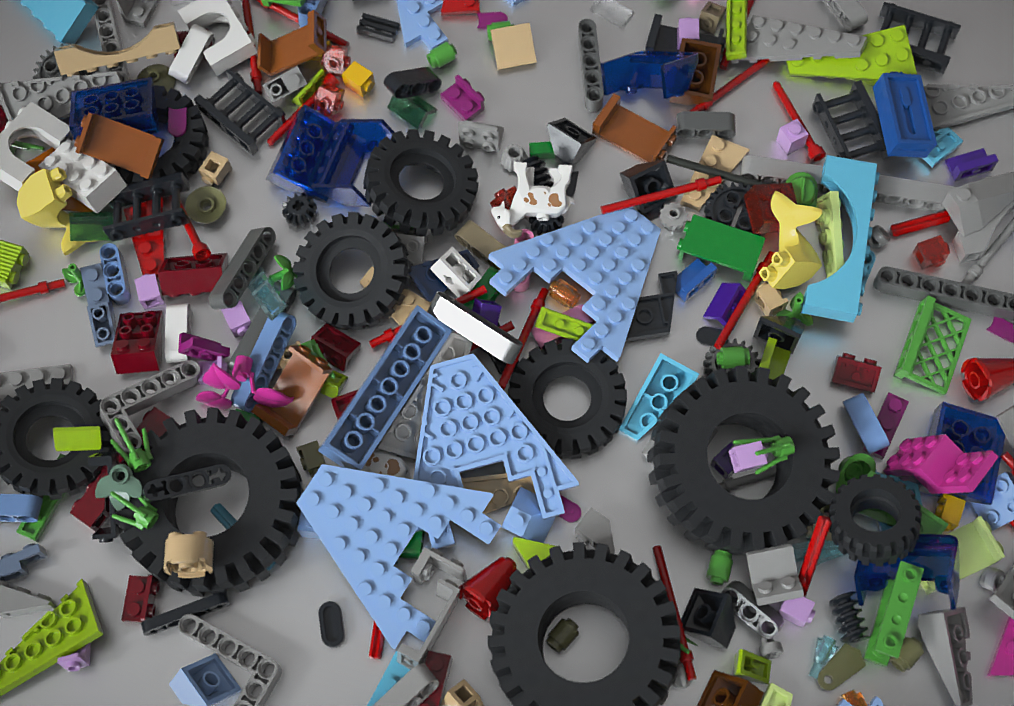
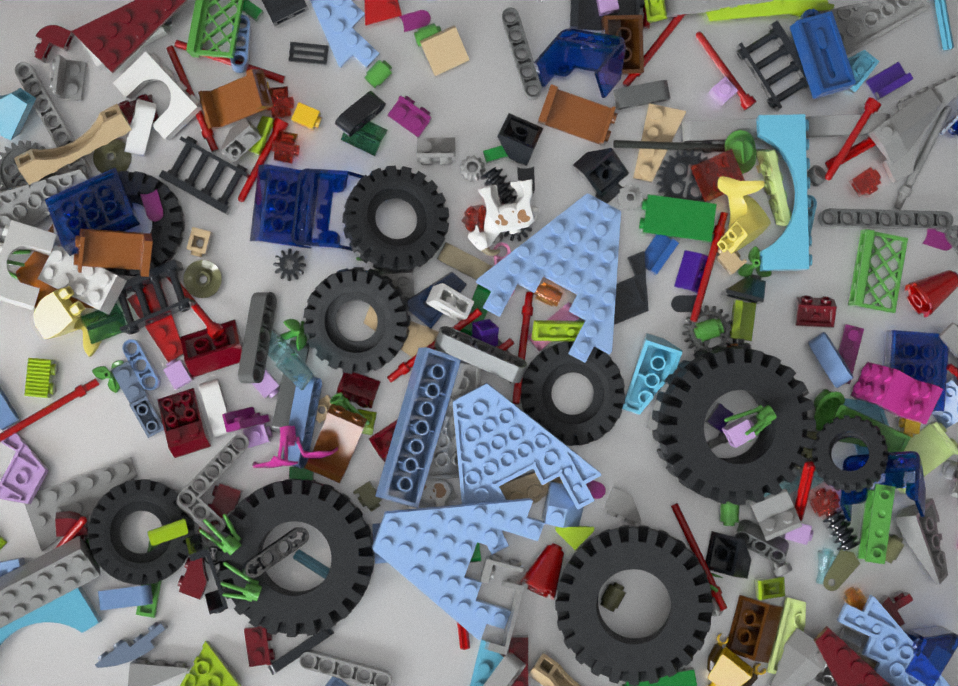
camera: 20 degrees left, 20 degrees up
(126, 488) = (222, 572): sand green plate -> none
(188, 554) = (300, 617): tan brick -> none
(331, 624) = (422, 629): black tile -> none
(699, 185) = (647, 162): red bar -> none
(834, 579) = (817, 502): none -> clear red brick
(949, 176) = (871, 107): none -> red piece

